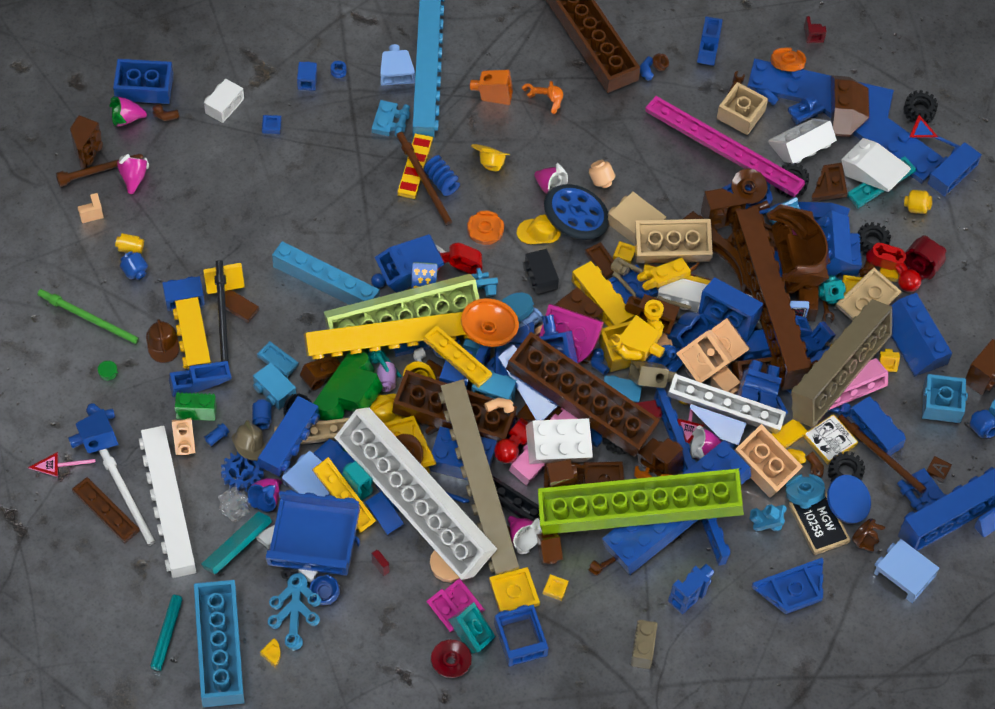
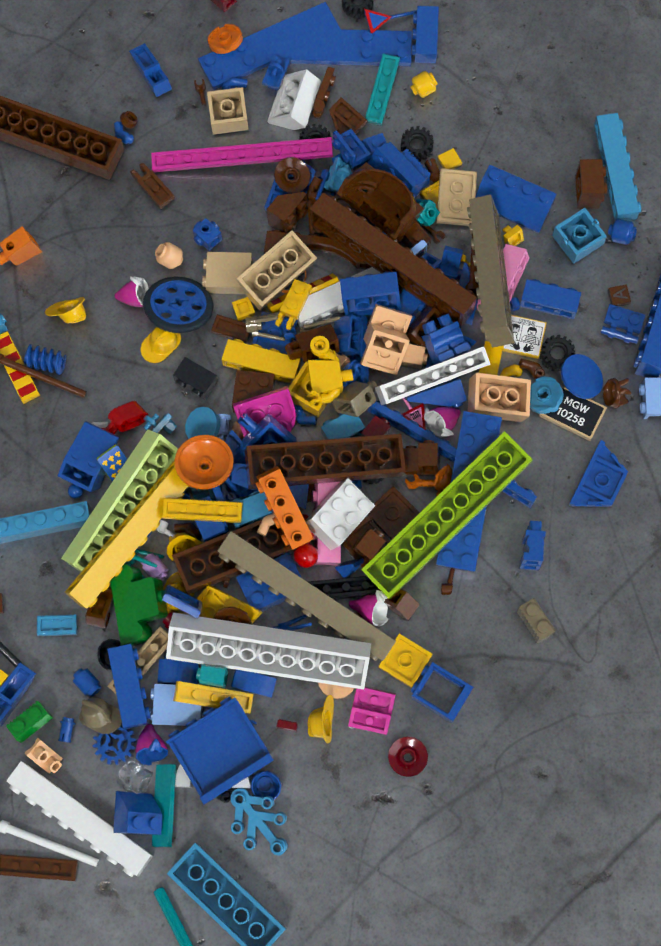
camera: 35 degrees left, 15 degrees up
(210, 529) = (137, 814): none -> blue slope
(271, 652) = (270, 869): yellow tile -> none
(273, 385) = (75, 650): dark azure brick -> none
(383, 406) = (182, 601): none -> blue tile
(410, 580) = (321, 720): none -> yellow piece
(472, 628) = (404, 719): teal slope -> none
(485, 227) = (117, 375): orange tile -> none
(519, 397) = (284, 507): none -> orange brick
(530, 490) = (349, 567): none -> blue slope
(554, 93) = (70, 214): orange piece -> none
(555, 587) = (431, 630): yellow tile -> none
(635, 121) = (153, 186): none -> reddish brown hinge
(645, 181) = (207, 234): none -> blue brick
(770, 517) = (538, 441): dark azure hips -> none
(813, 198) = (350, 147): none -> blue bracket
(831, 150) = (323, 94): none -> reddish brown hinge
(848, 105) = (304, 42): reddish brown wedge -> none
(854, 429) = (534, 314): reddish brown bar -> none
(874, 165) = (369, 80): white slope -> none
(893, 259) = (448, 148): red beam -> none
(925, 257) = (469, 130): dark red brick -> none

